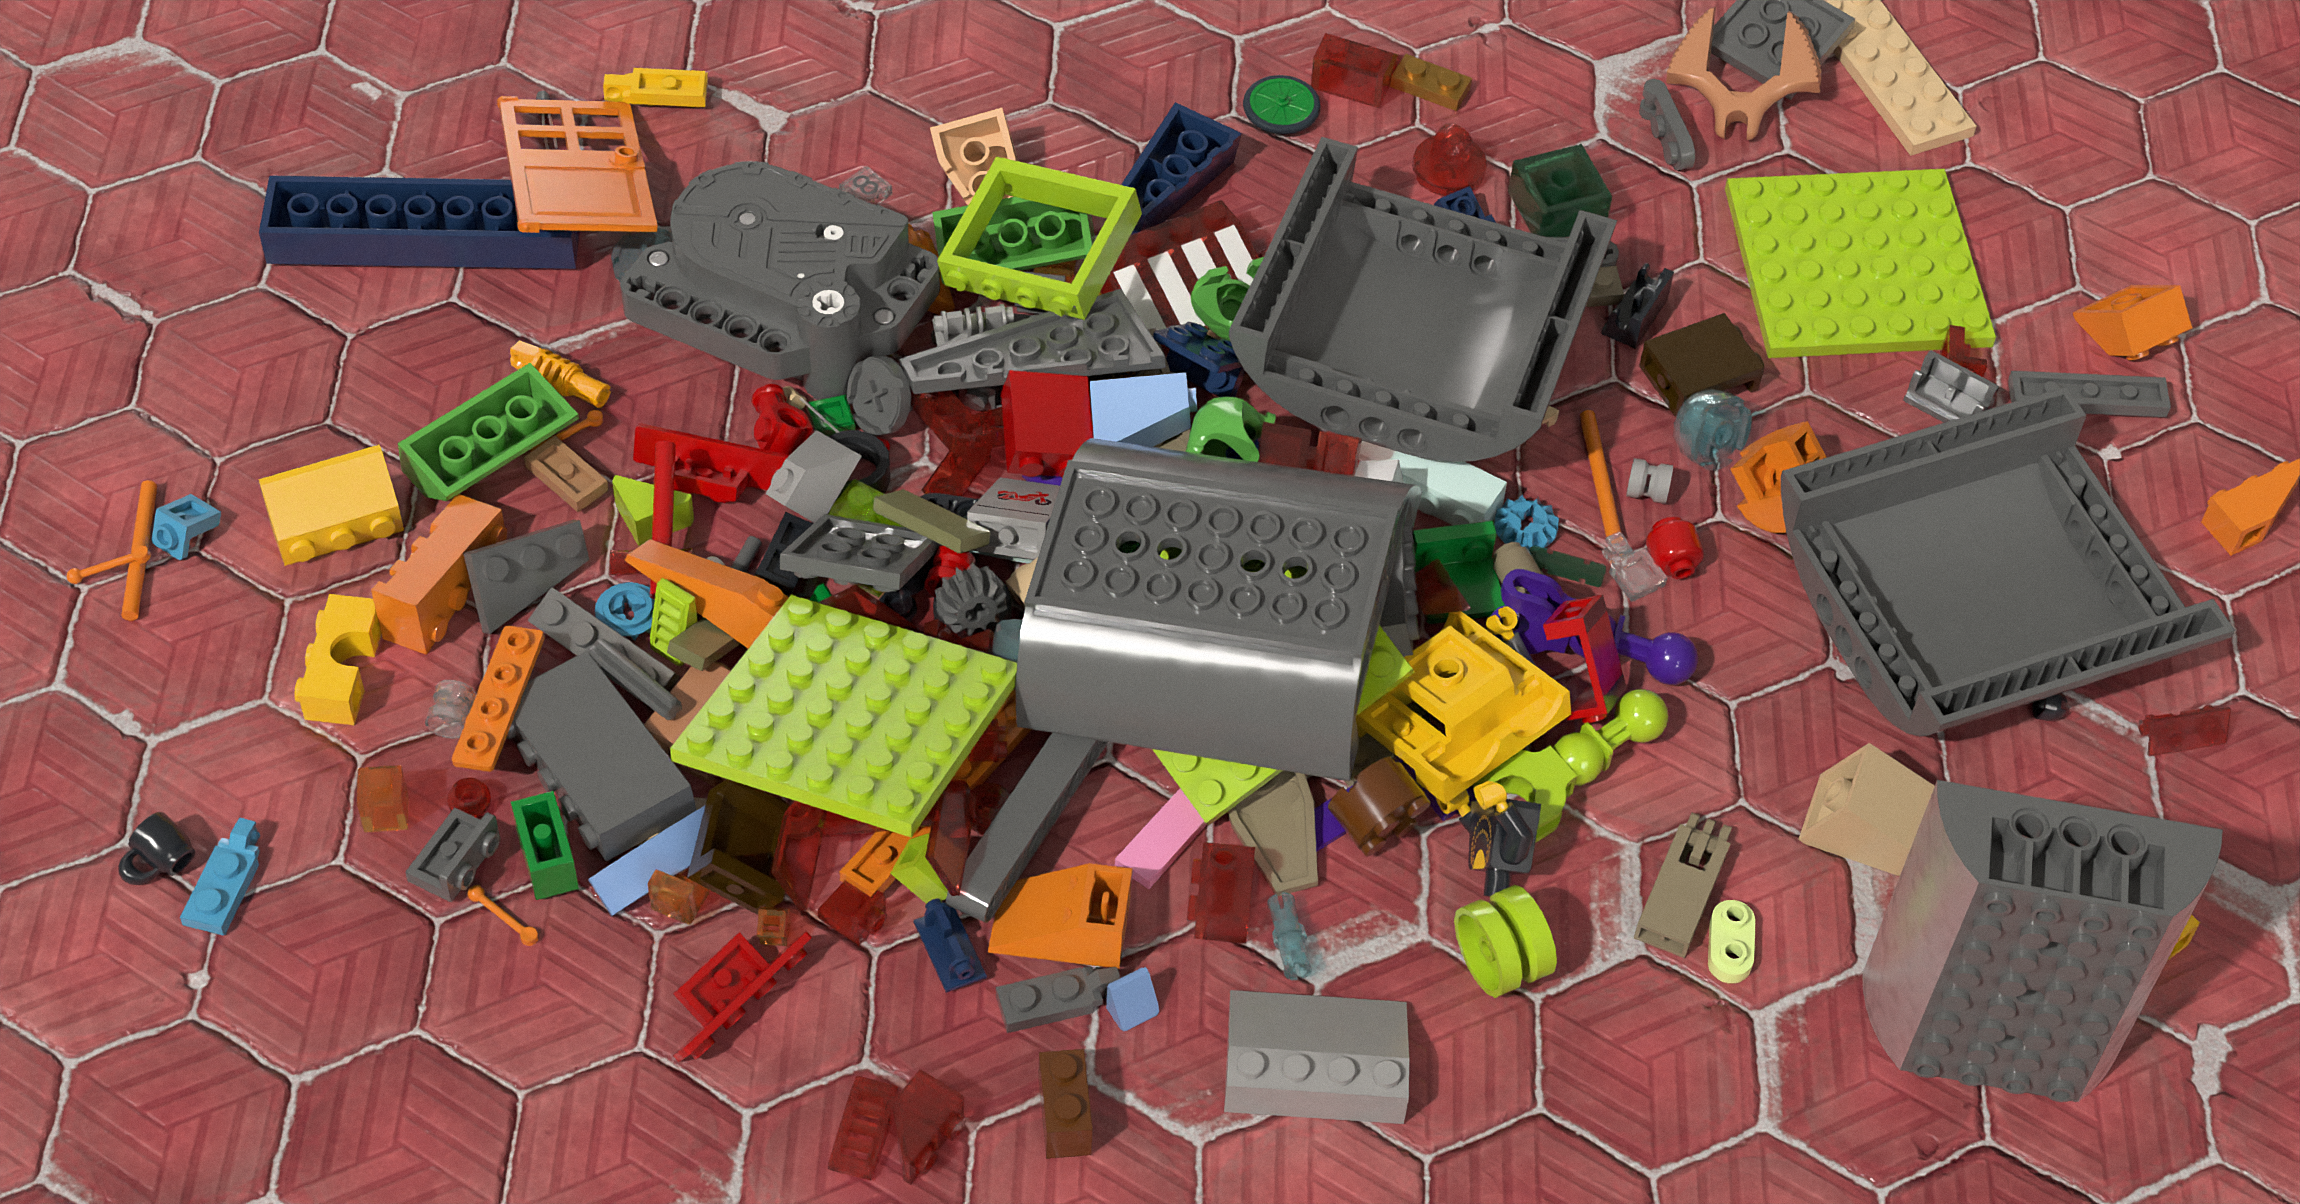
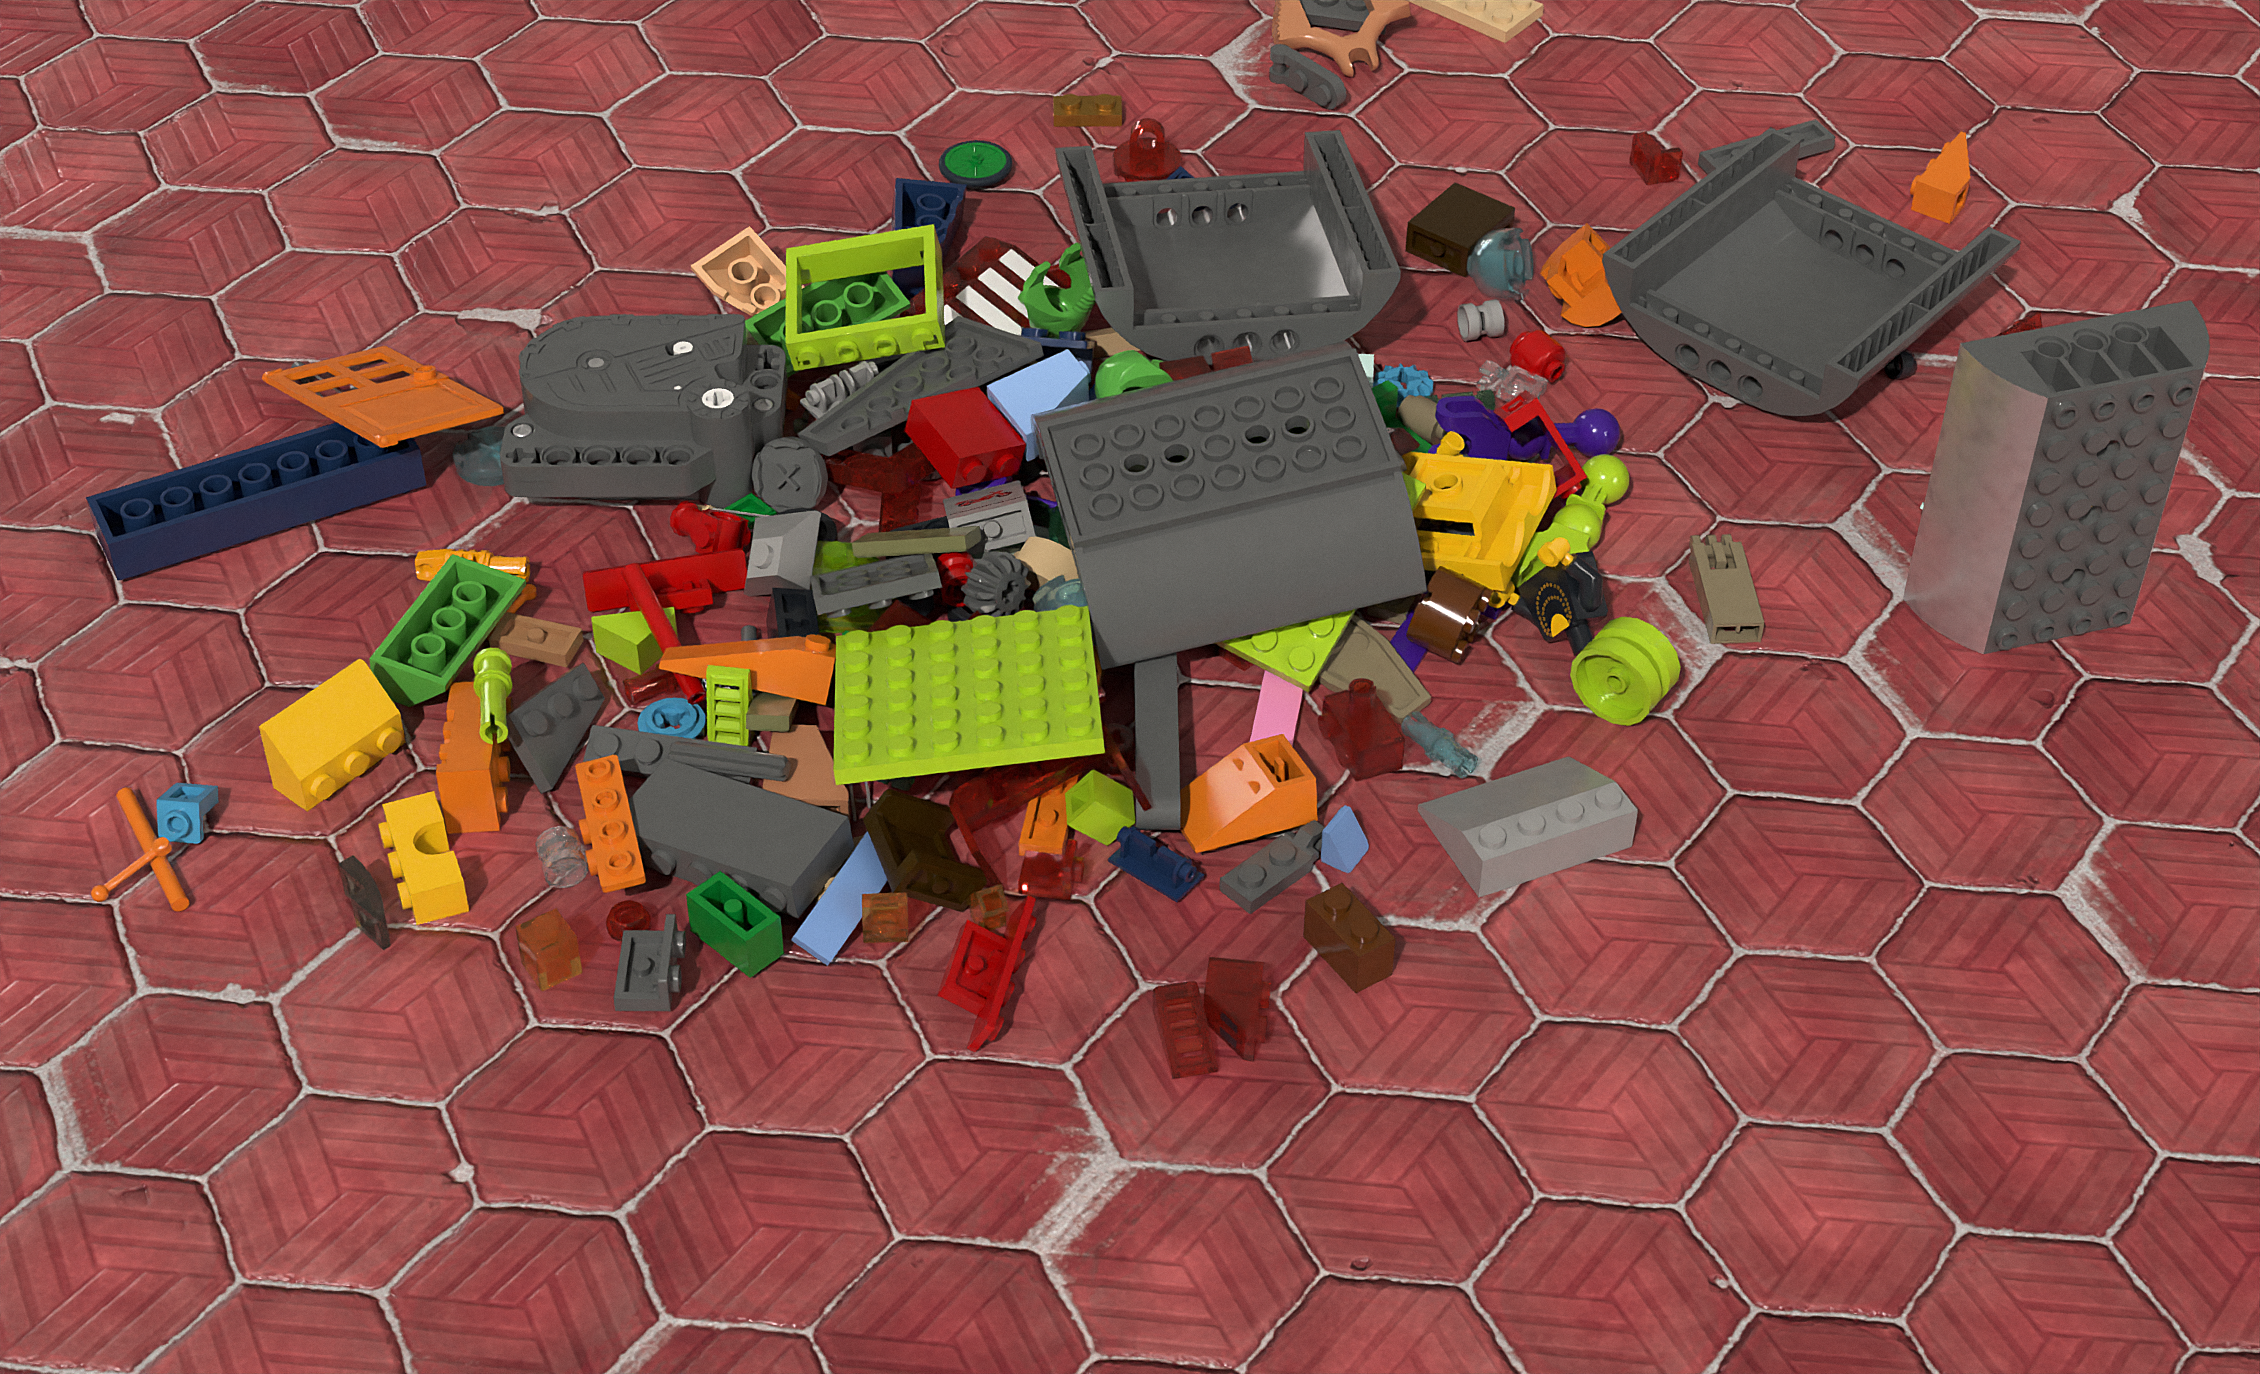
camera: 25 degrees left, 10 degrees down
(160, 845) = (351, 1072): black piece -> none
(224, 880) = (433, 1080): dark azure hinge -> none
(270, 685) = (365, 900): none -> clear smoke slope
(476, 518) = (492, 686): none -> lime pin
(527, 934) = (761, 1009): orange hinge -> none
(658, 87) = (406, 324): yellow hinge -> none
(1353, 70) = (1020, 118): clear red slope -> none
(1555, 187) = (1257, 143): clear green brick -> none
(1600, 473) = (1436, 334): orange bar -> none
(1638, 307) = (1383, 199): black hinge -> none
(1731, 937) = (1790, 614): yellowish green plate -> none
(1857, 262) = (1520, 123): lime plate -> none
(1867, 810) = (1833, 479): tan slope -> none
(1949, 389) = (1661, 179): hinge -> none
(2136, 319) = (1764, 89): orange slope -> none

